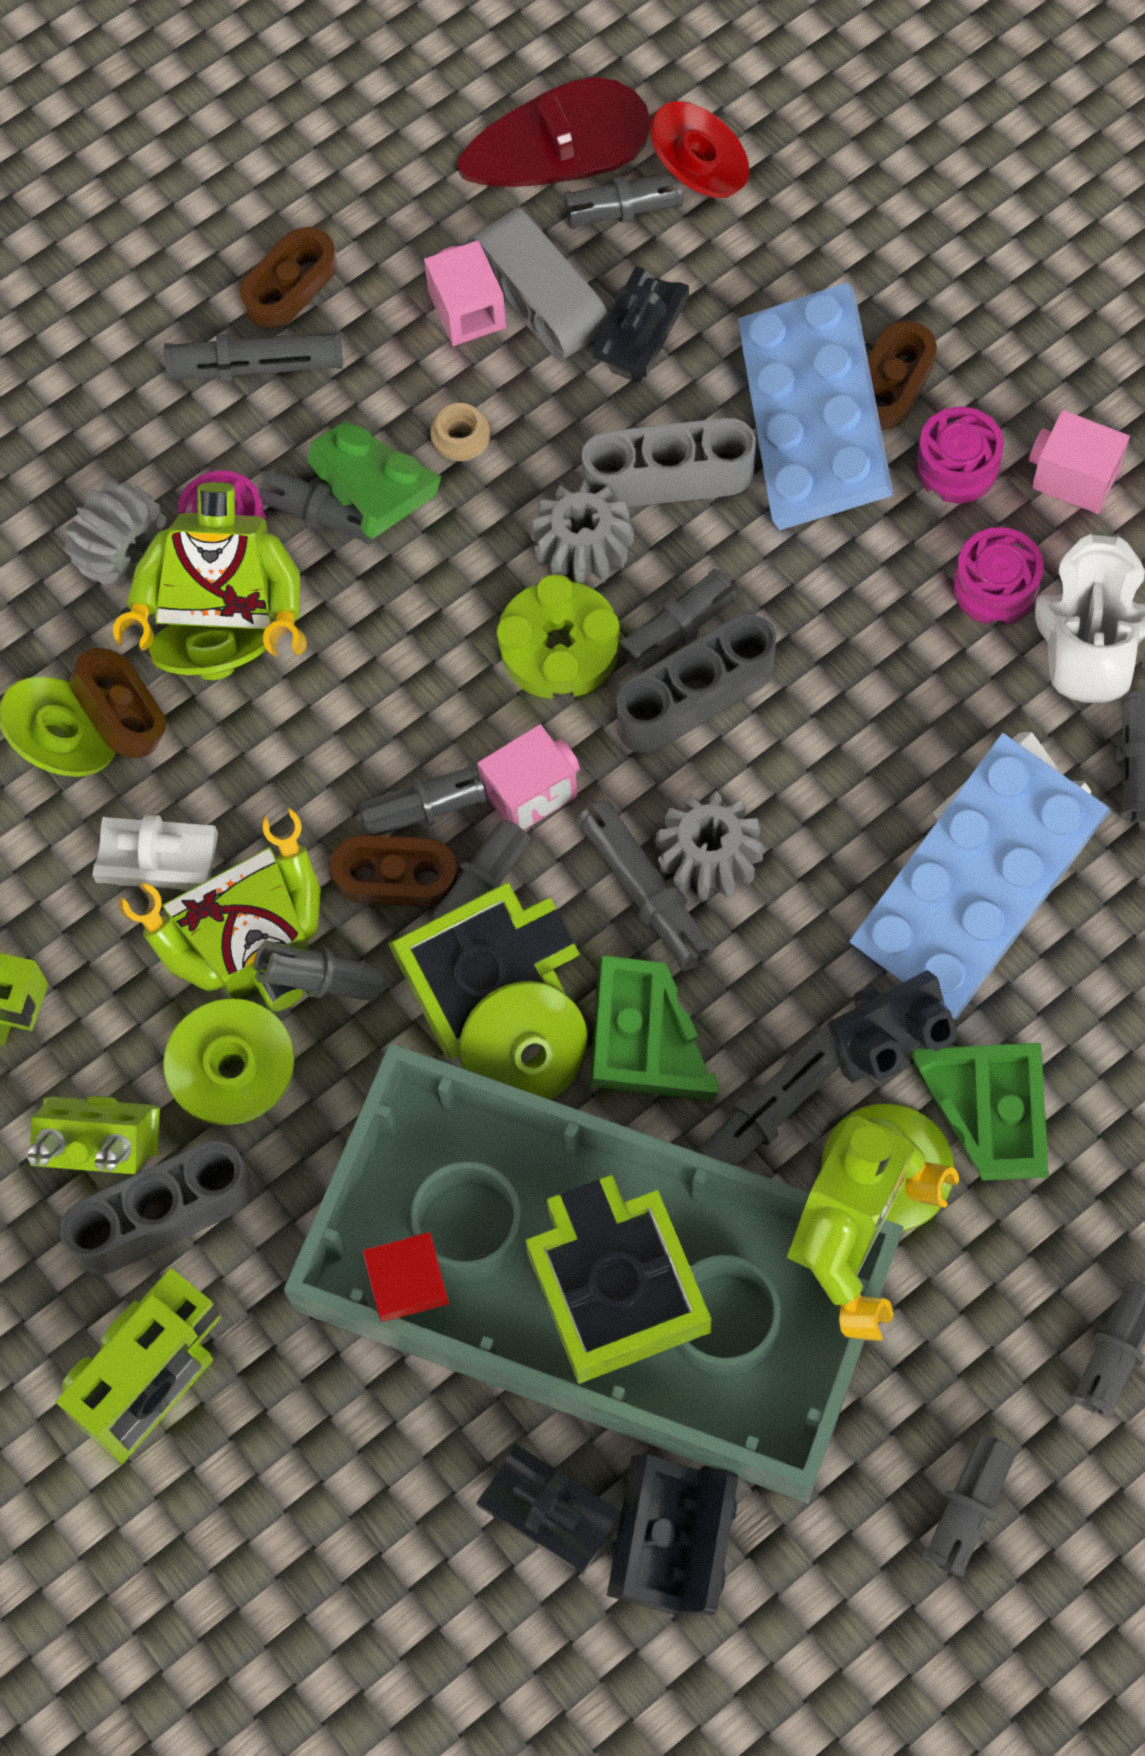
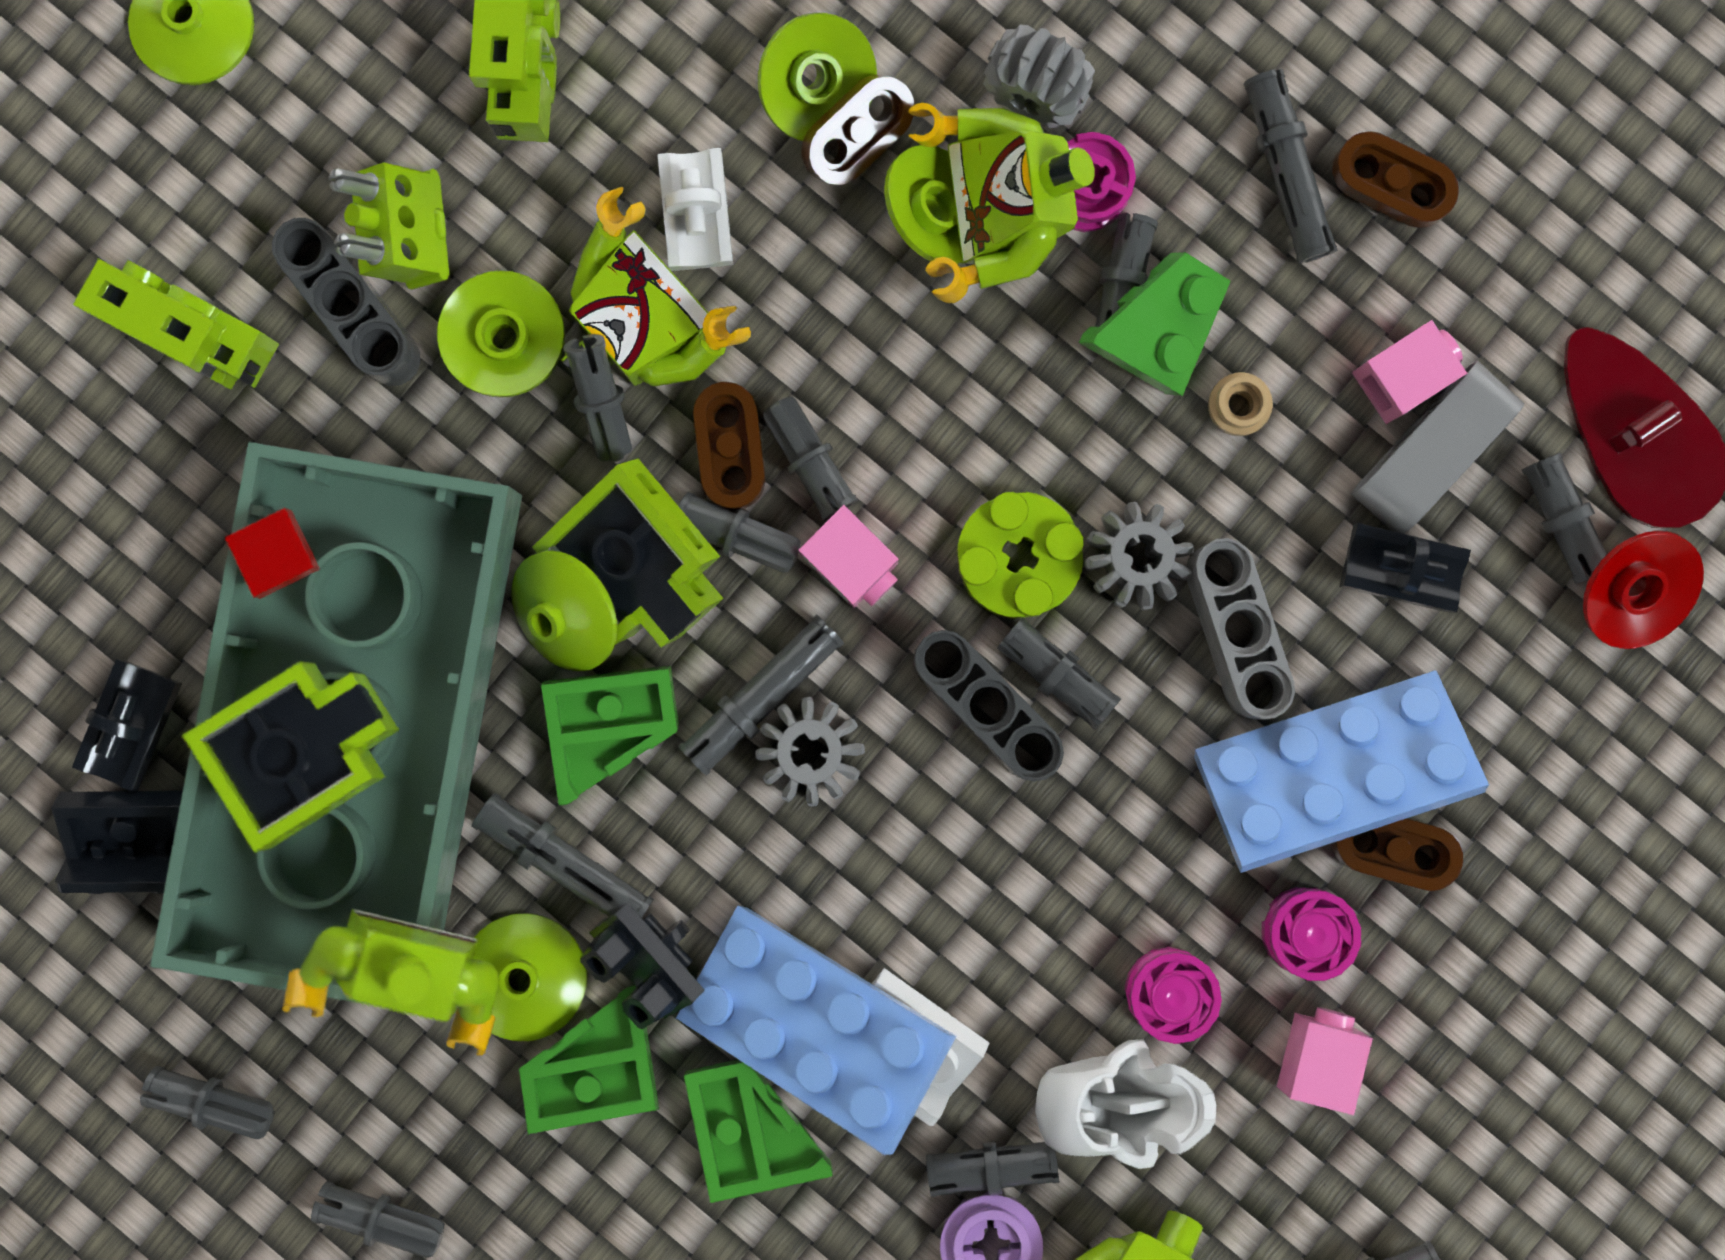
camera: 75 degrees right, 20 degrees up
(1077, 971) = (748, 1133): none -> bright green wing

